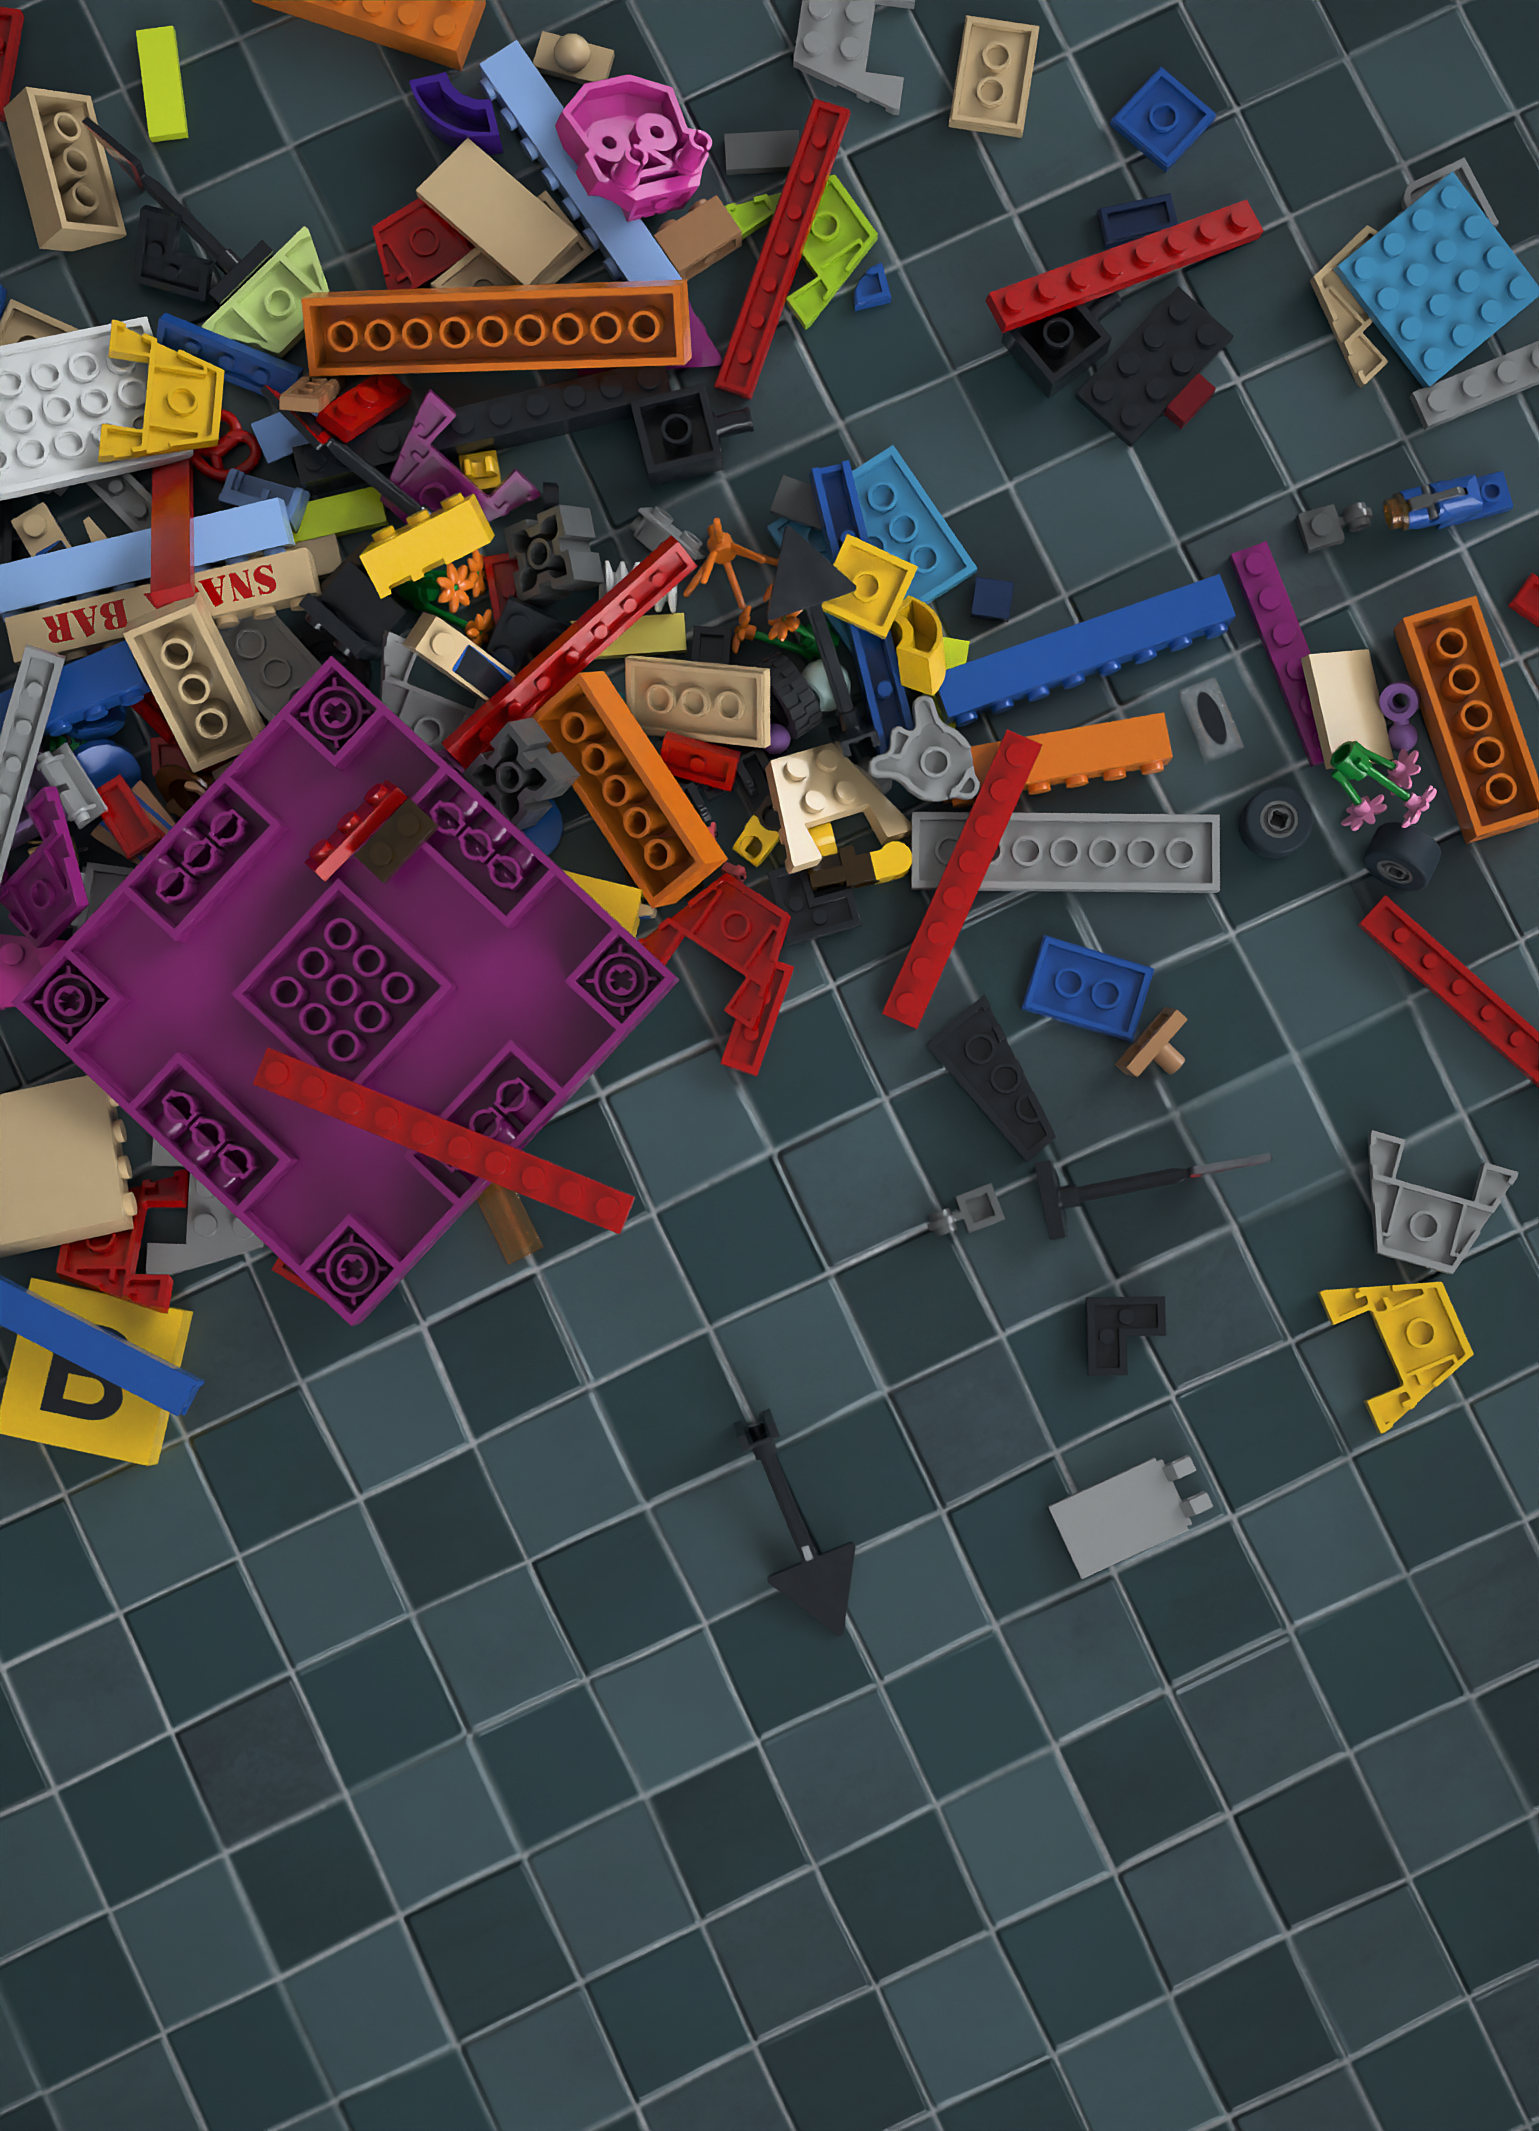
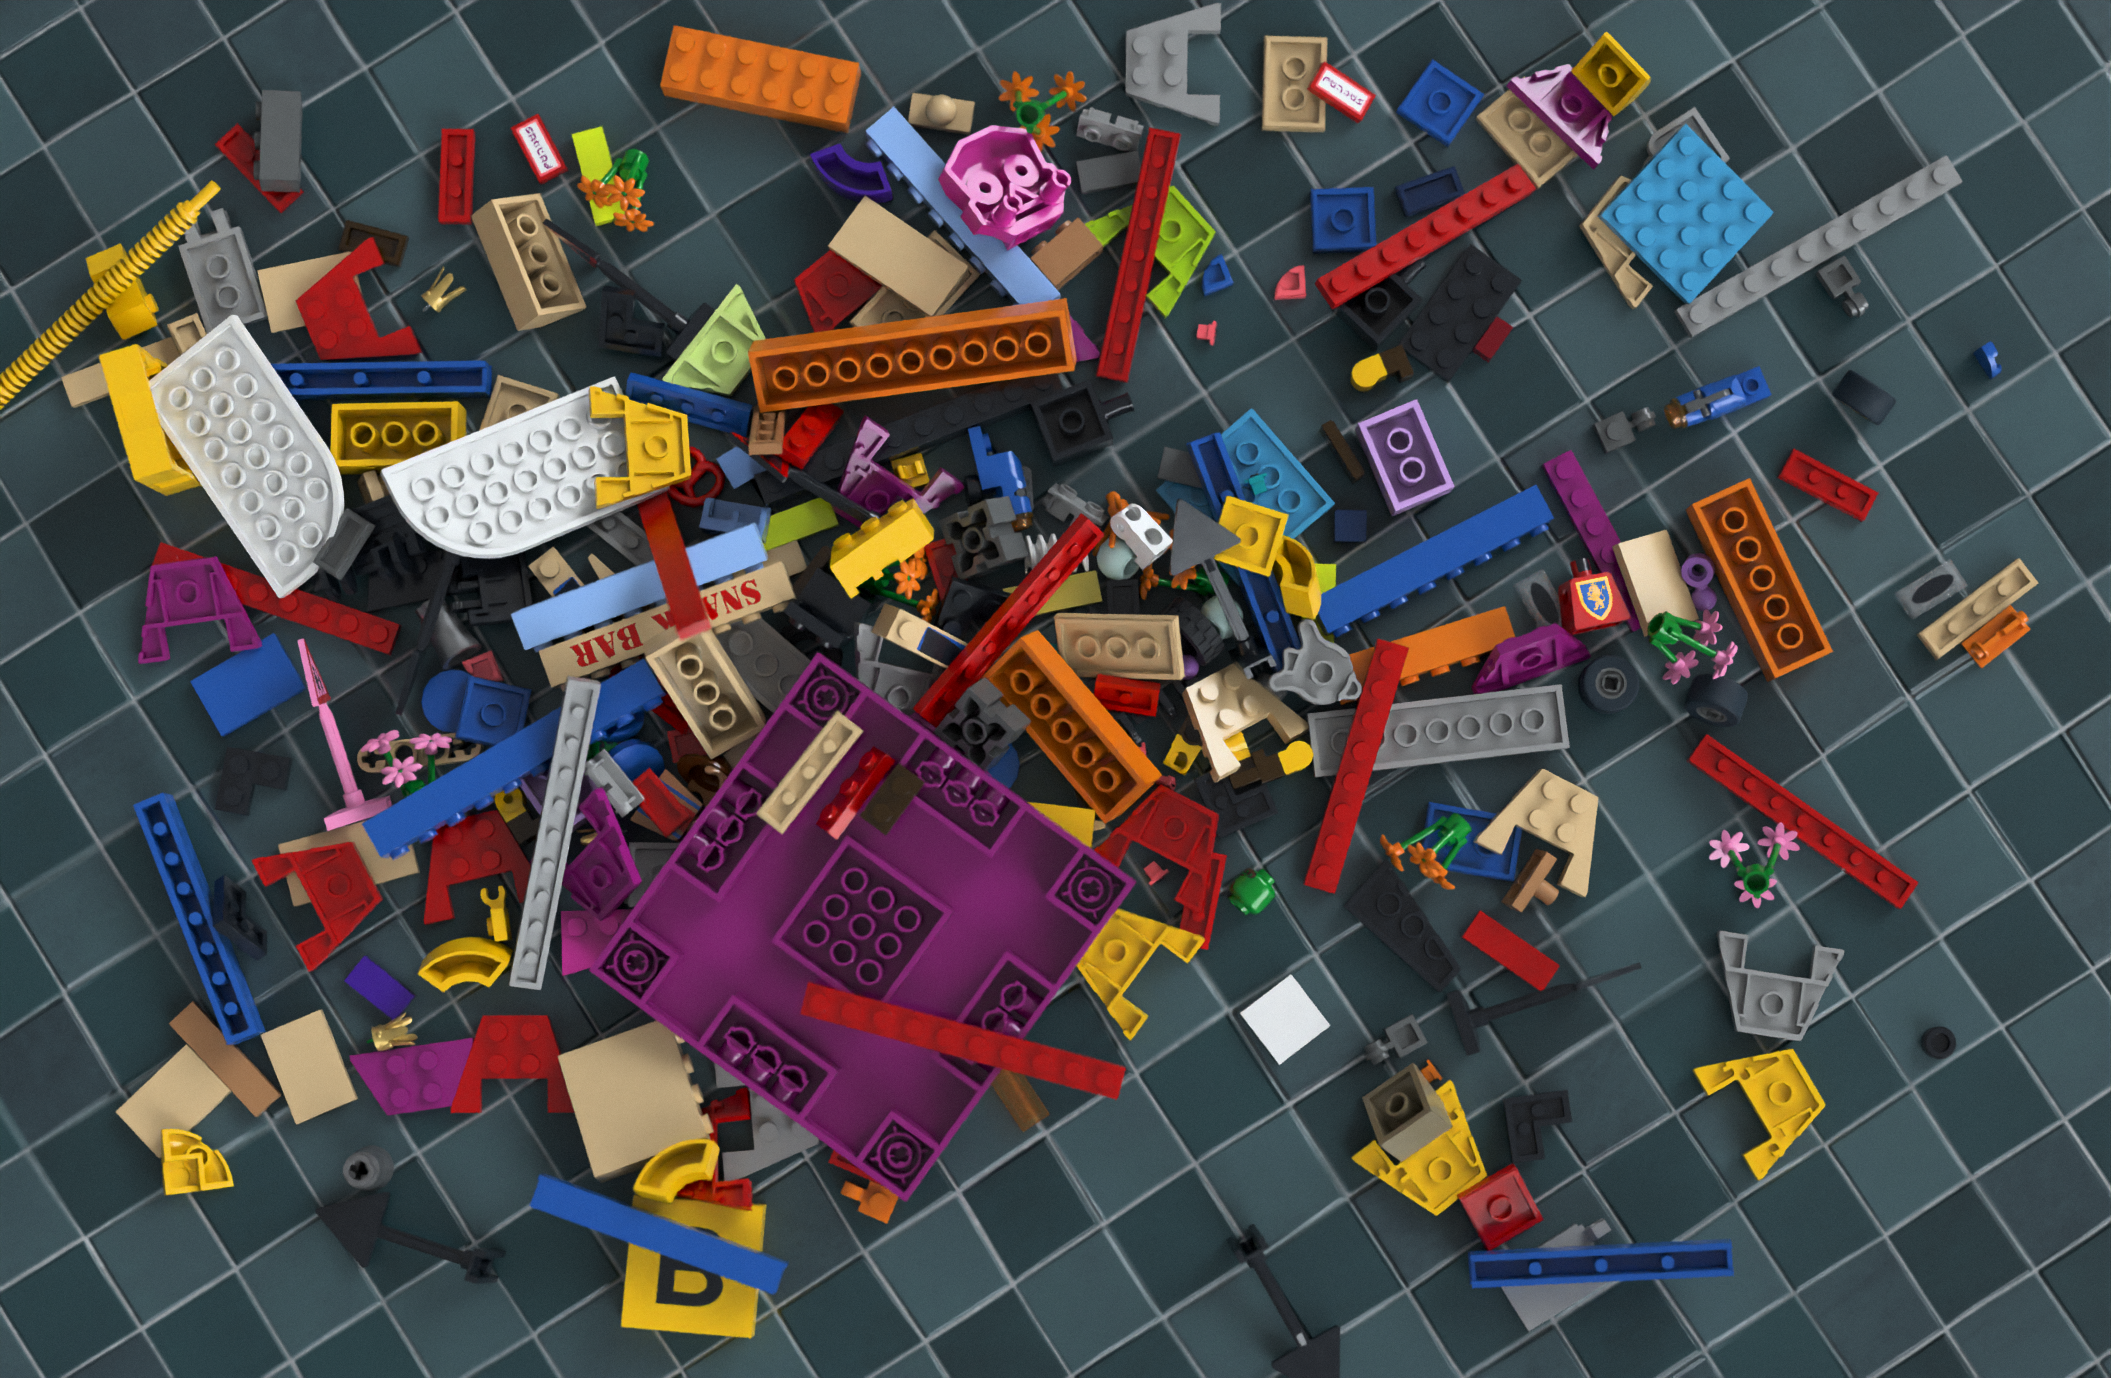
camera: 10 degrees left, 0 degrees up
(82, 1250) = (677, 1167): none -> yellow brick
(96, 44) = (539, 149): none -> tile
(183, 87) = (632, 170): none -> orange plant
(302, 797) = (809, 772): none -> tan tile
(320, 1323) = (875, 1200): none -> orange plate
(591, 486) = (1005, 476): none -> blue plate
(650, 1069) = (1120, 955): none -> yellow wing
(676, 58) = (1032, 112): none -> orange plant
(707, 978) = (1155, 873): none -> coral piece
(712, 602) = (1117, 562): none -> light aqua piece
(740, 572) = (1141, 534): none -> white leg
(756, 99) = (1122, 135): none -> light grey hinge
(818, 1013) = (1251, 891): none -> green head
(838, 1170) = (1285, 1019): none -> white tile
(853, 352) = (1207, 332): none -> coral piece
(887, 533) = (1257, 483): none -> teal piece
(960, 309) = (1291, 285): none -> coral tile
(968, 1299) = (1406, 1113): none -> dark tan slope
(993, 509) = (1342, 451): none -> dark brown tile
(999, 1370) = (1437, 1170): none -> yellow wing
(1002, 1256) = (1431, 1072): none -> orange piece
(1029, 239) = (1342, 220): none -> blue tile
(1047, 90) = (1341, 92): none -> tile
(1052, 418) = (1381, 367): none -> leg
(1065, 972) = (1451, 832): none -> plant
(1066, 524) = (1404, 457): none -> lavender brick
(1066, 1426) = (1500, 1207): none -> red tile
(1118, 1123) = (1510, 951): none -> red tile
(1178, 1508) = (1600, 1263): none -> blue tile
(1185, 777) = (1528, 658): none -> magenta wing
(1194, 969) = (1556, 814): none -> tan wing
(1266, 166) = (1525, 138): none -> tan tile
(1266, 720) = (1590, 600): none -> red torso
(1314, 140) = (1566, 109): none -> magenta wing
(1372, 103) = (1611, 74): none -> yellow slope
(1424, 1067) = (1754, 876): none -> bright pink plant

